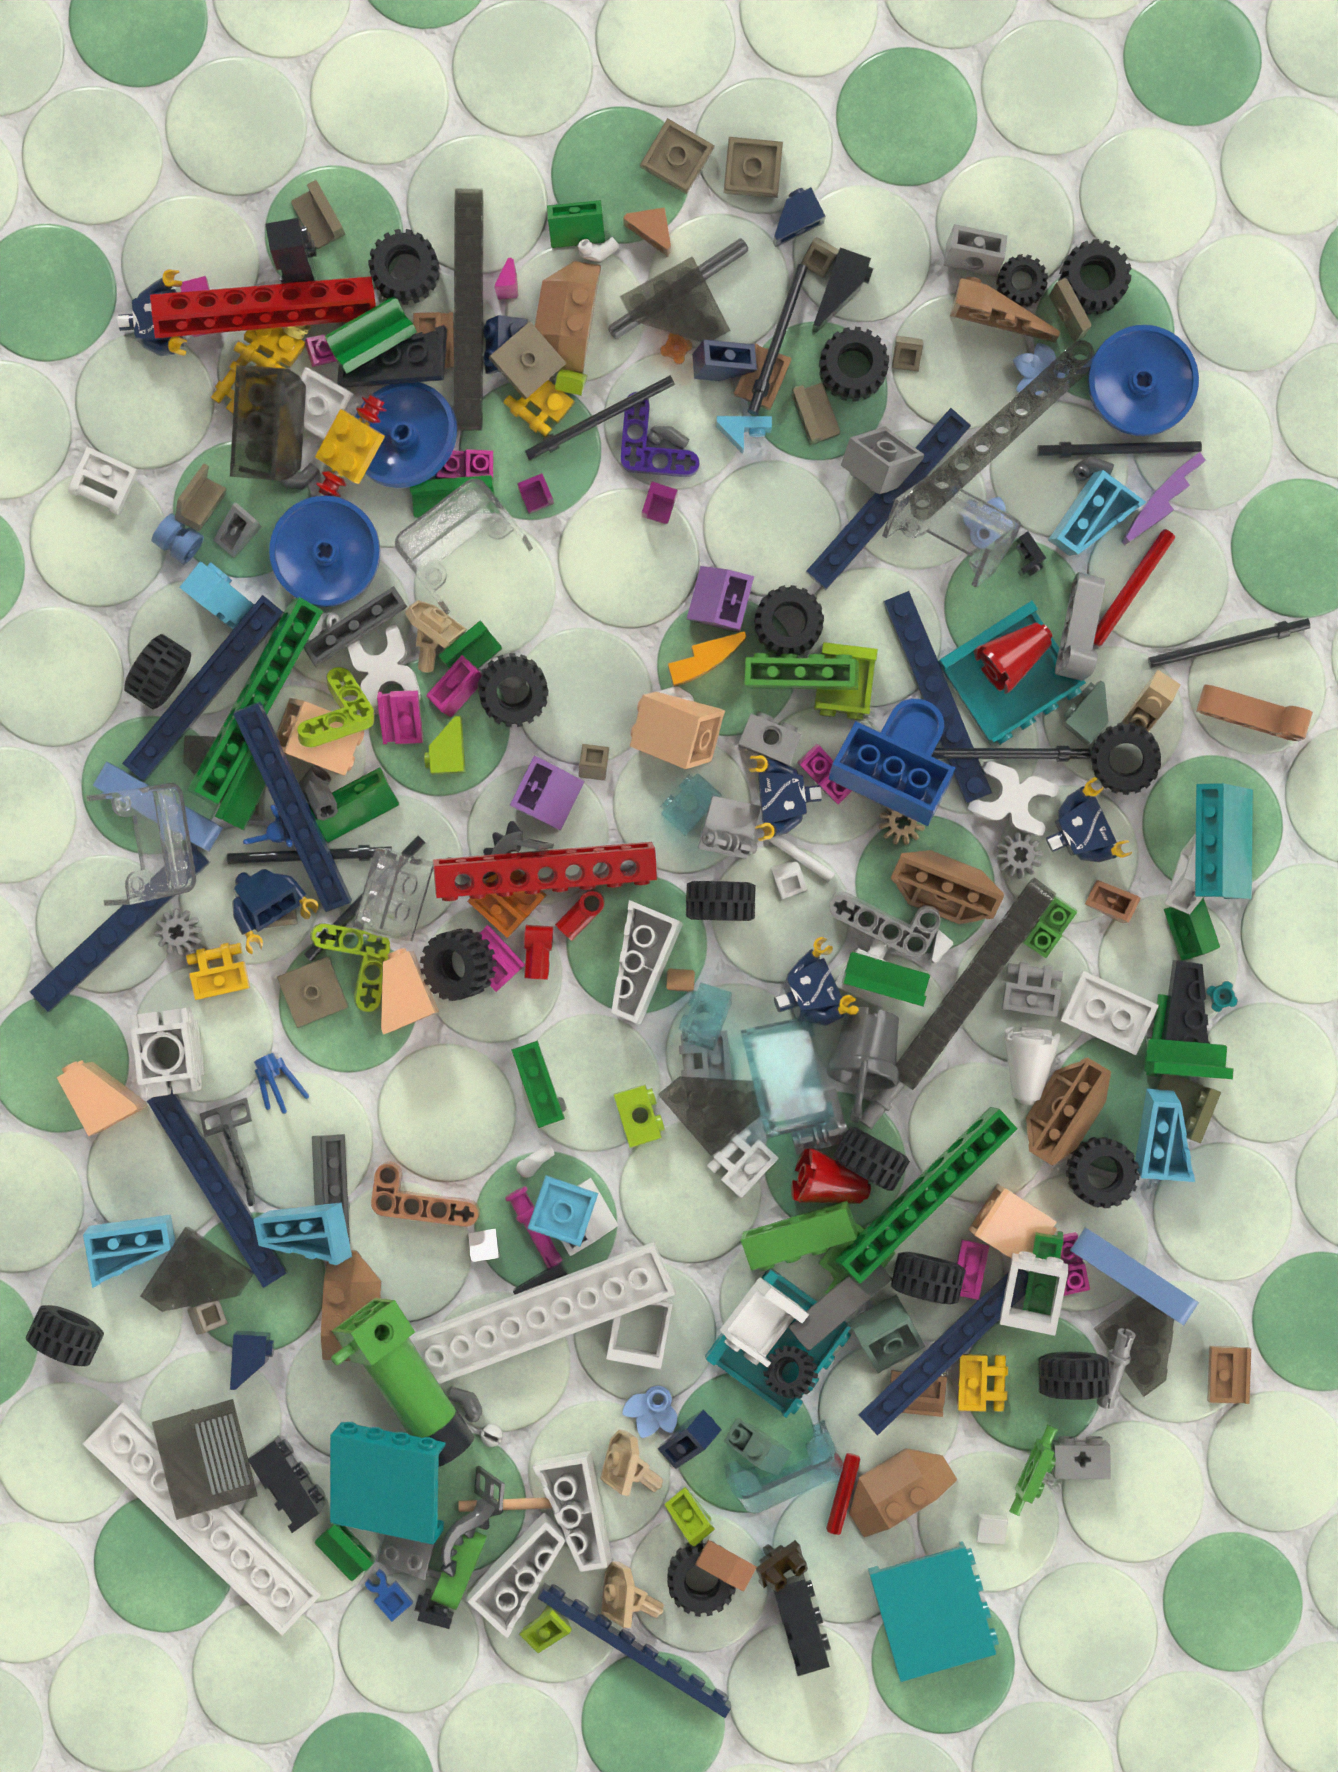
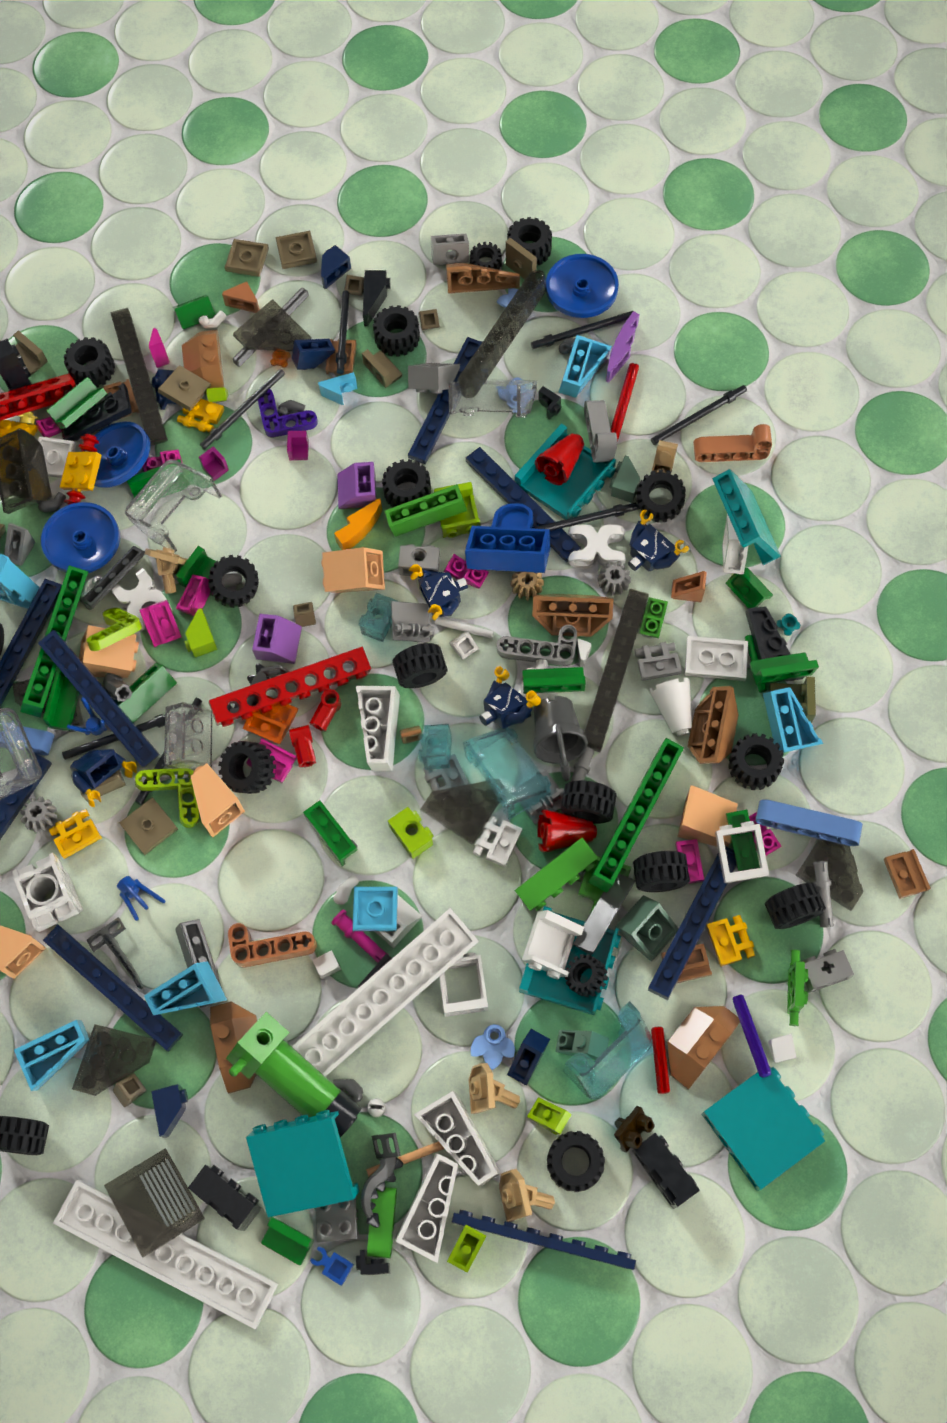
camera: 10 degrees left, 20 degrees down
(725, 1565) = (590, 1138): nougat slope -> none
(960, 1506) = (751, 1036): none -> dark purple axle

